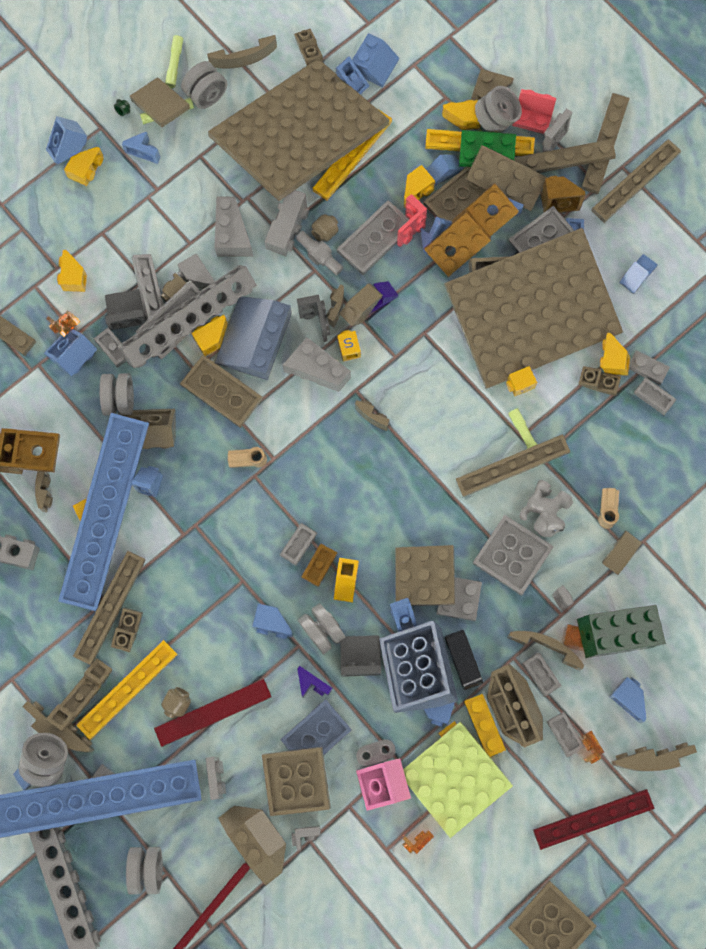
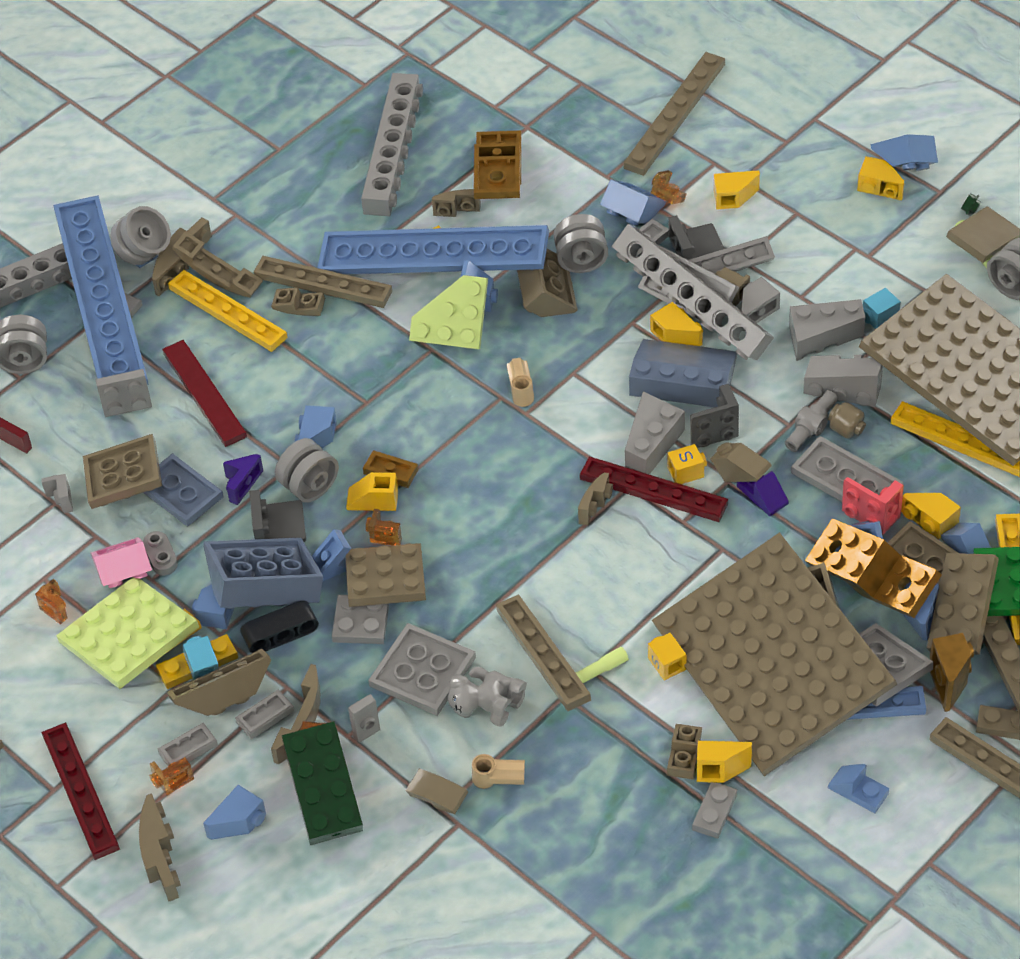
camera: 85 degrees right, 25 degrees down
(139, 147) = (920, 226): medium blue slope -> none
(176, 501) = (454, 315): none -> yellowish green plate
(176, 702) = (213, 353): dark tan head -> none
(218, 185) = (880, 307): none -> medium azure brick
(221, 391) = (604, 347): dark tan plate -> none
(255, 840) = (50, 445): dark tan wedge -> none
(298, 544) = (415, 445): light grey plate -> none
(337, 302) = (753, 442): dark tan slope -> none
(363, 373) = (656, 489): none -> dark red tile
(382, 573) = (383, 531): none -> clear orange bracket
(495, 719) = (200, 656): none -> medium azure brick
(654, 396) = (670, 817): light grey plate -> none

